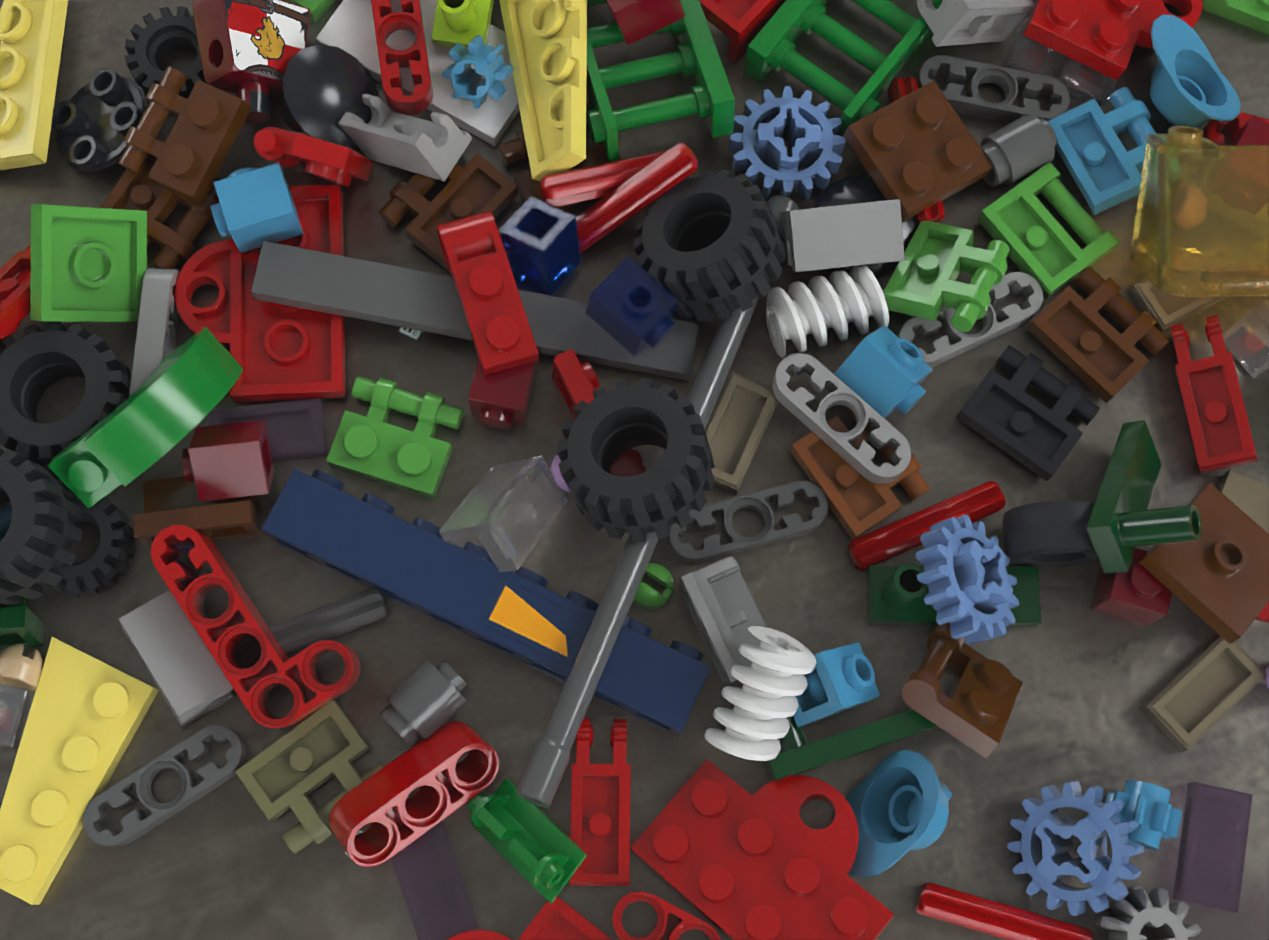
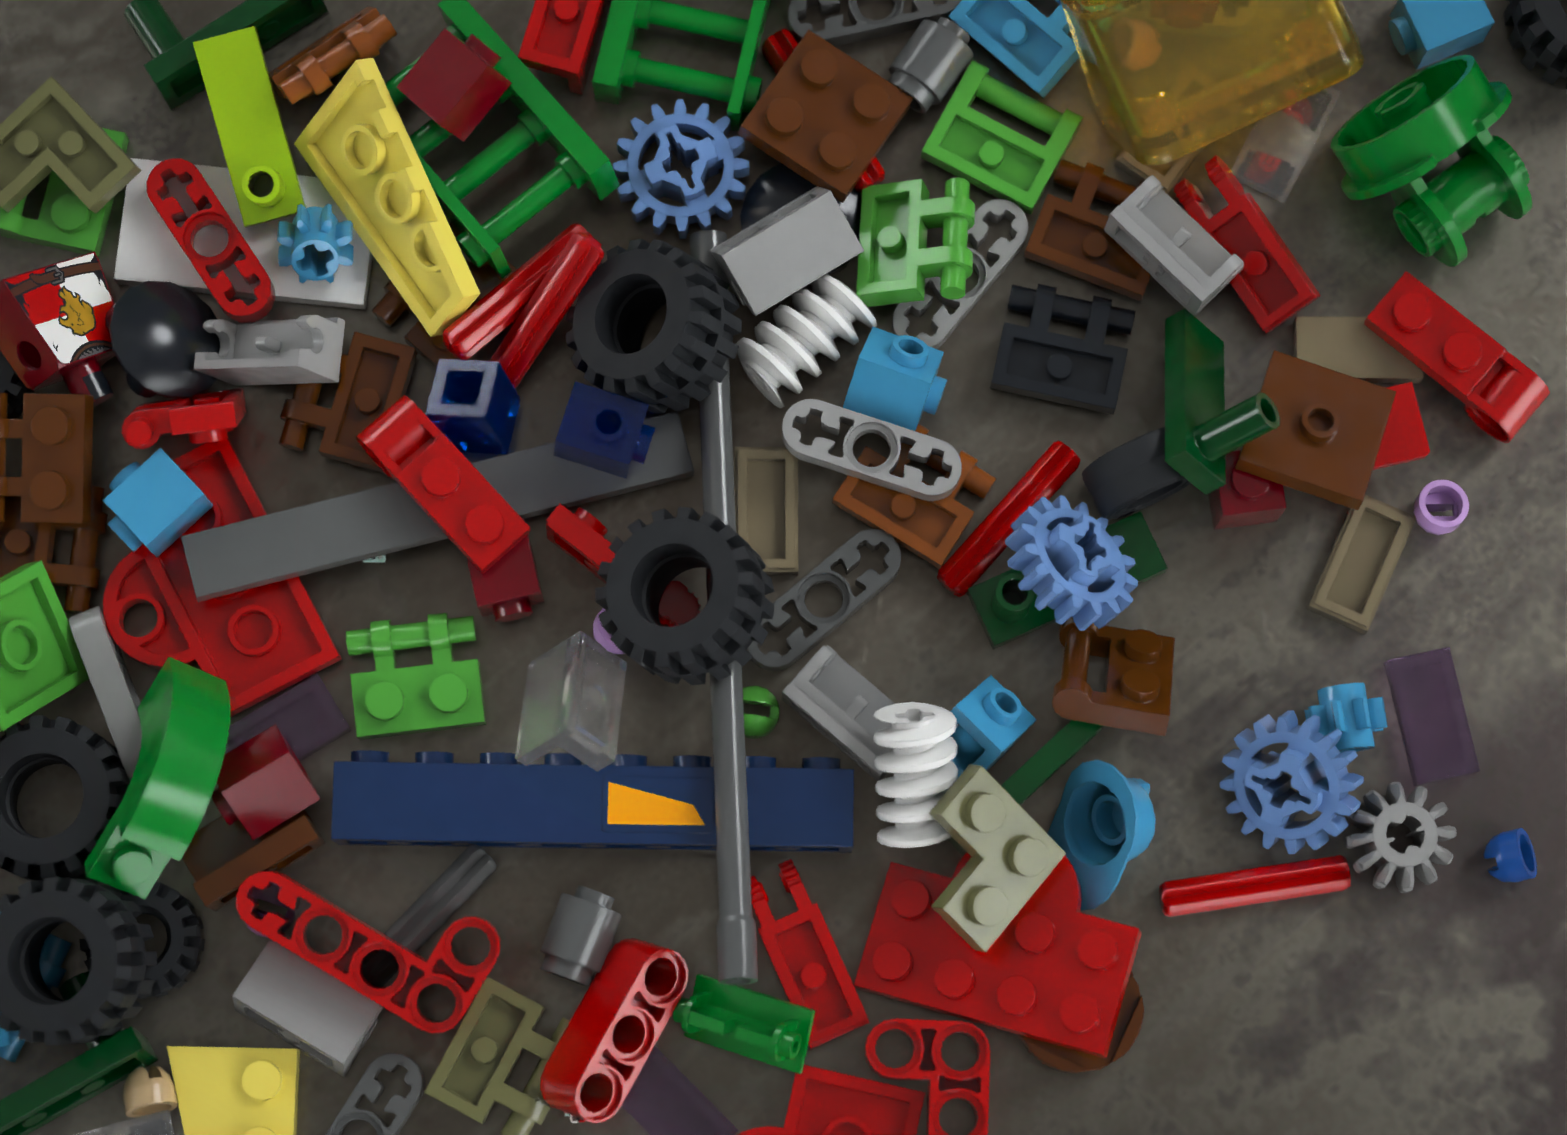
camera: 20 degrees left, 5 degrees up
(809, 796) = (1006, 860): none -> plate
(1153, 367) = (1172, 246): none -> light grey hinge

